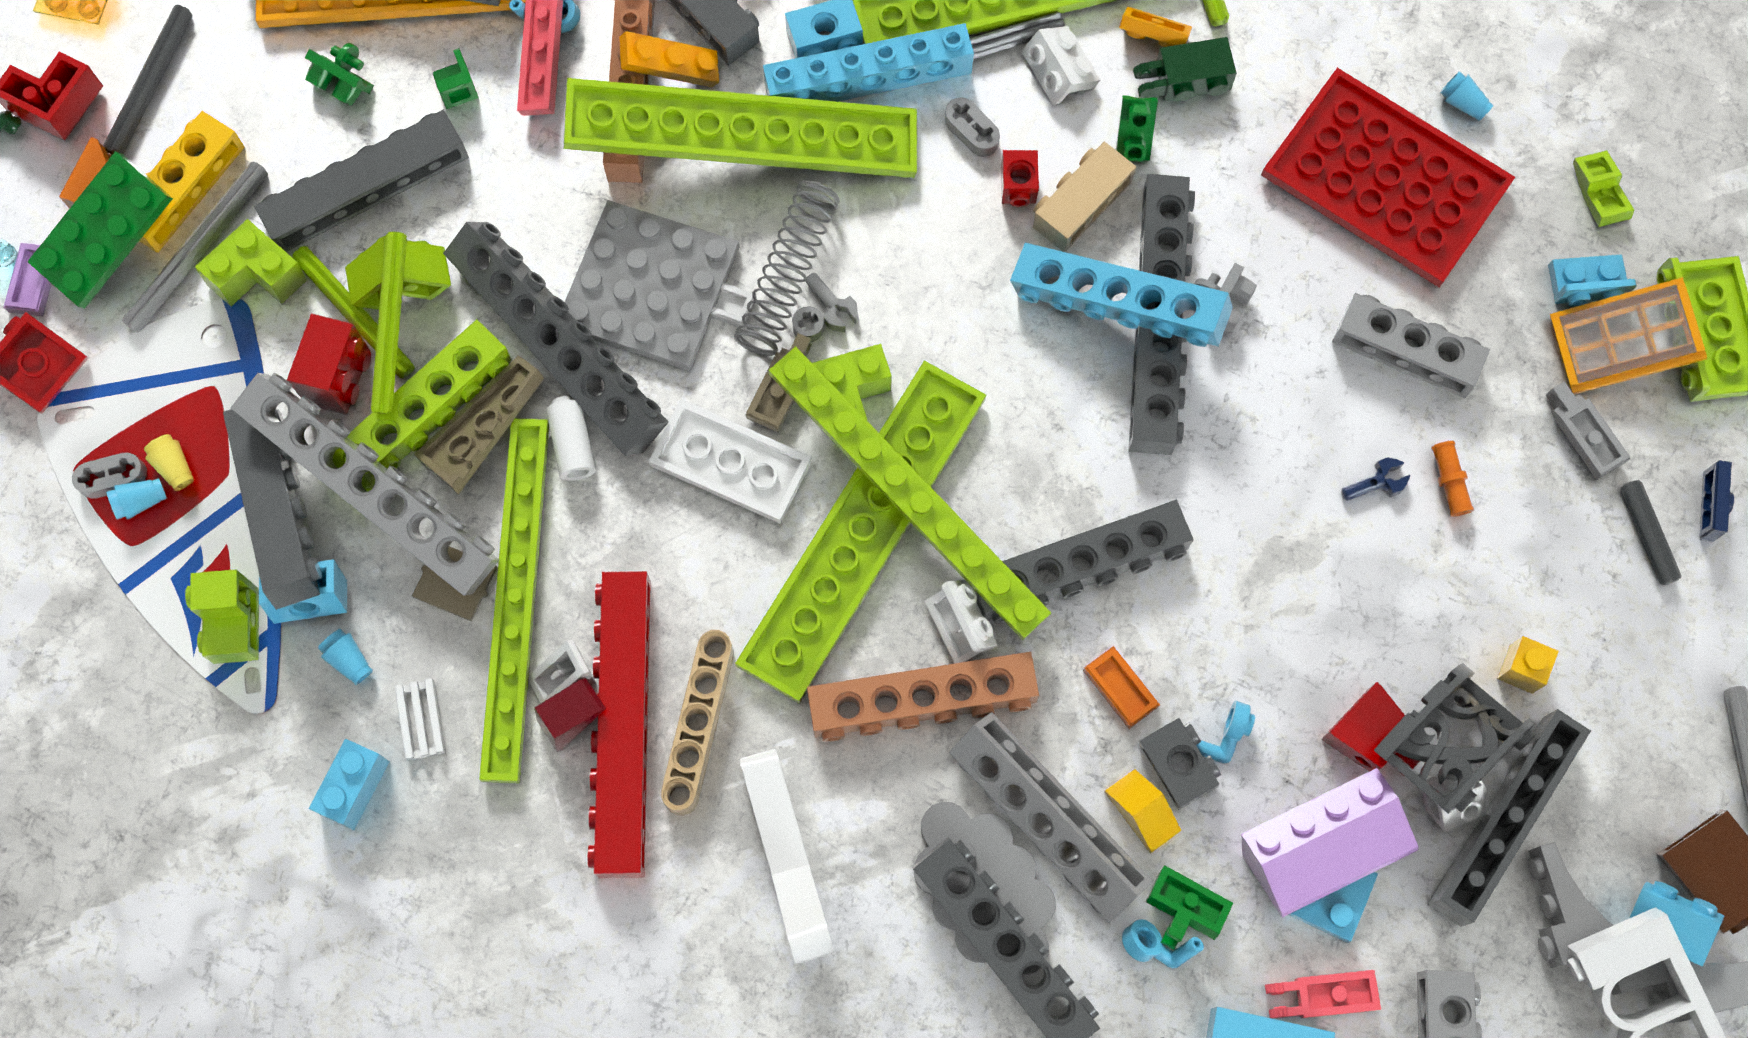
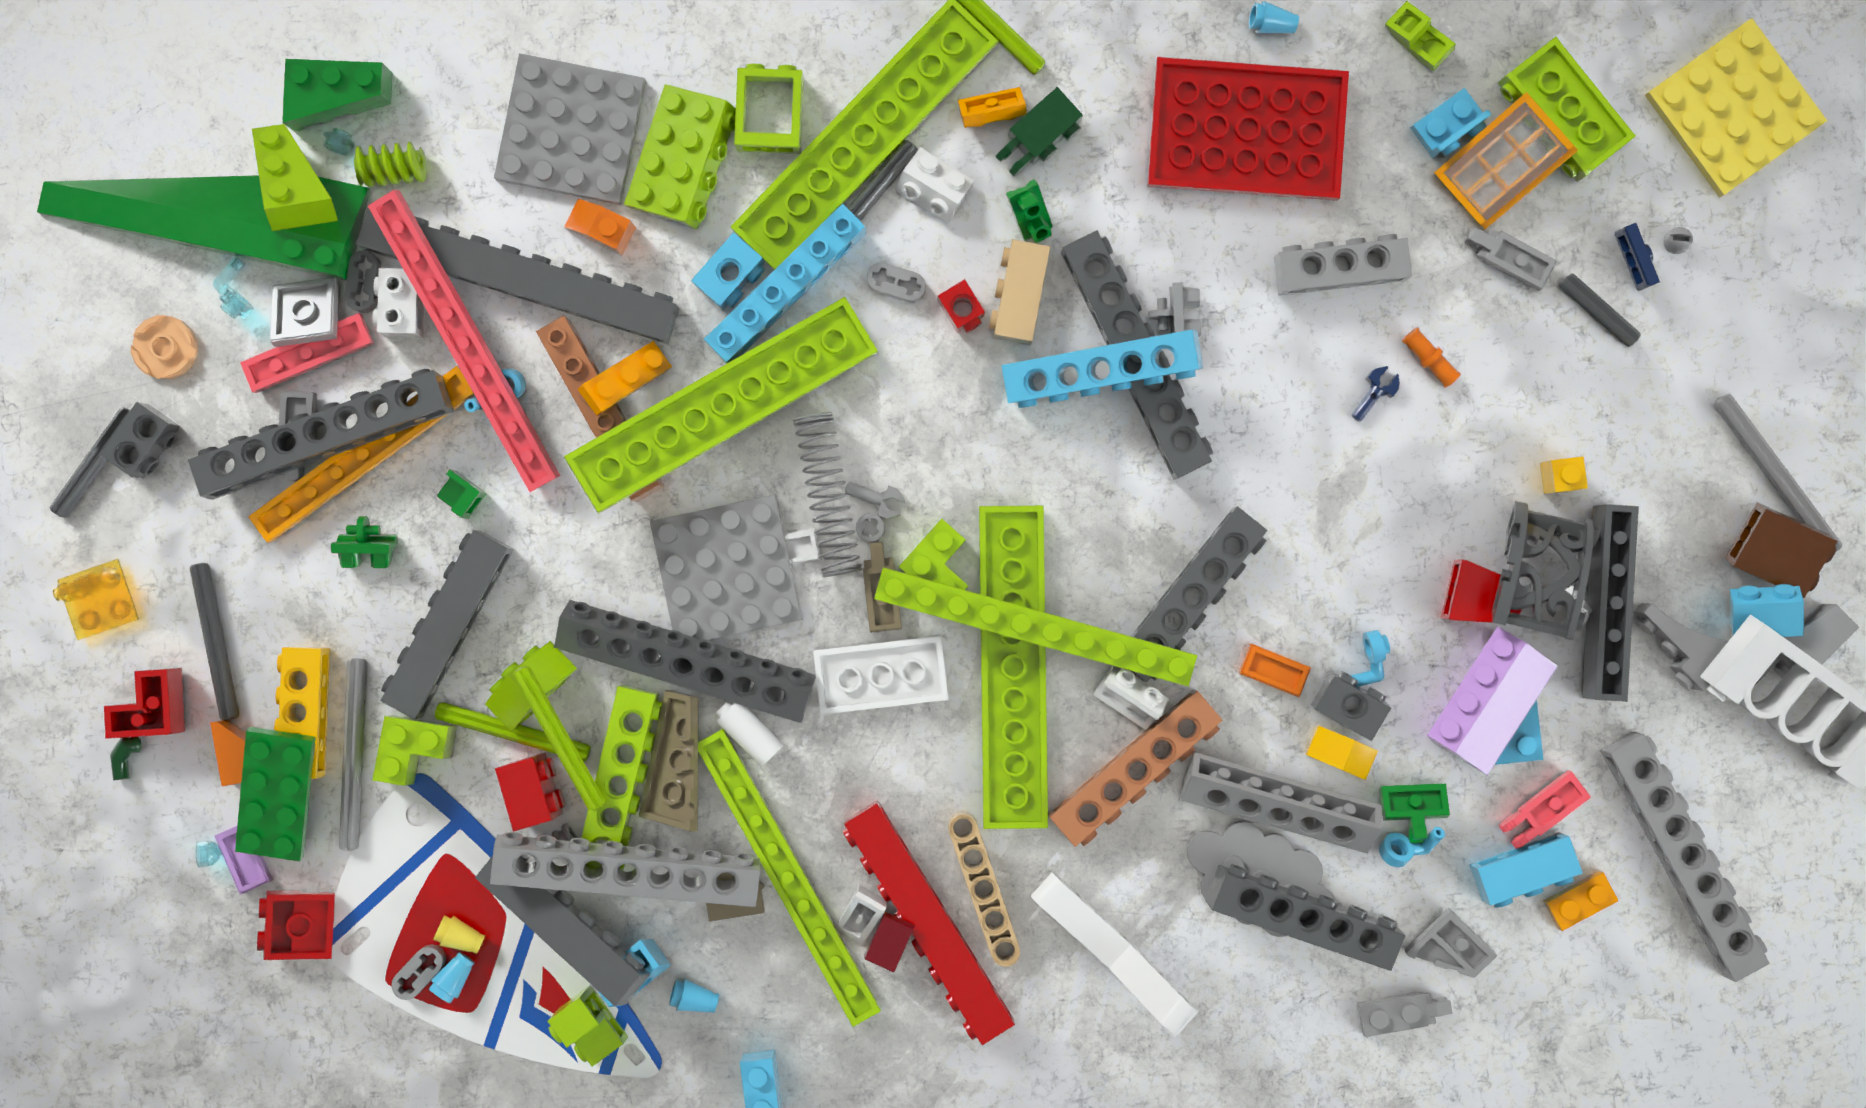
camera: 30 degrees left, 15 degrees up
(414, 689) = (768, 1016): white tile -> none

